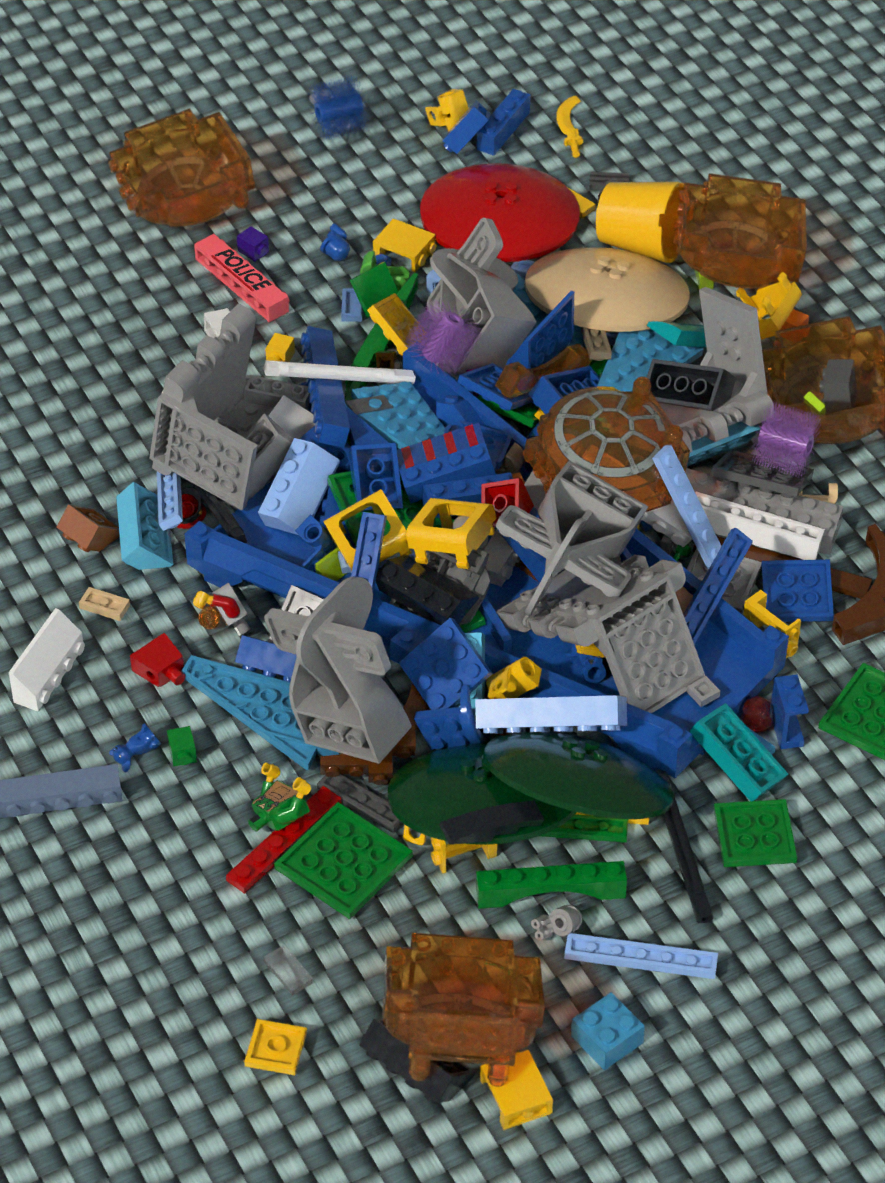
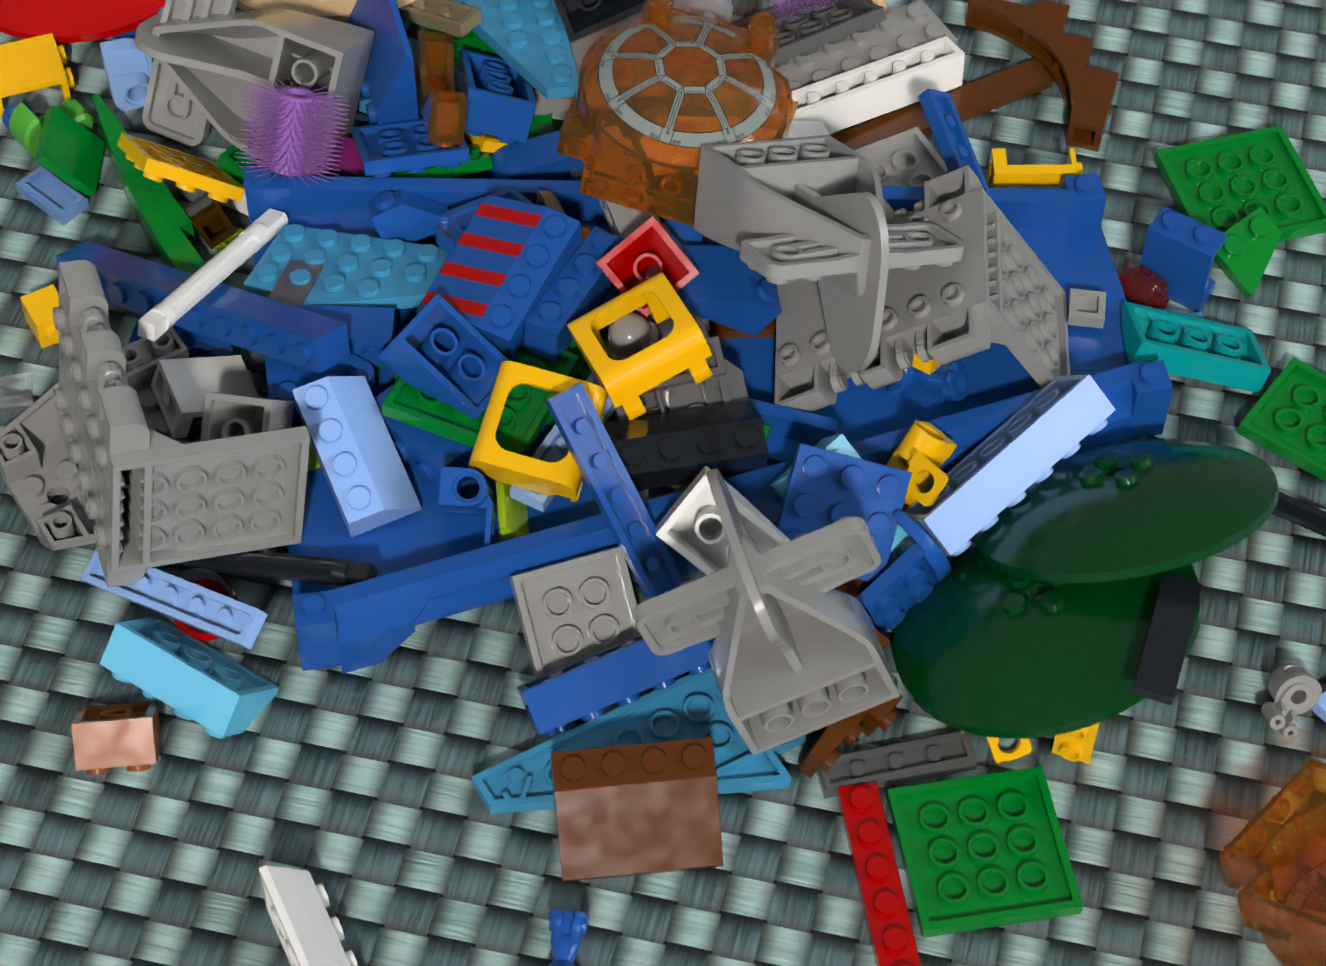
camera: 50 degrees left, 5 degrees up
(104, 604) = (270, 812): tan plate -> none
(159, 662) = (447, 819): red torso -> none
(181, 746) = (619, 897): green brick -> none
(209, 617) = (425, 710): clear orange plate -> none
(227, 605) = (436, 673): torso -> none
(230, 719) = (636, 809): none -> reddish brown slope
(278, 802) = (836, 854): torso -> none
(394, 623) = (697, 530): none -> white slope
(505, 886) = (1203, 687): green arch -> none
(687, 503) = (825, 106): light blue plate -> none
(798, 589) = (1001, 117): blue plate -> none
(837, 737) = (1248, 250): none -> green wing

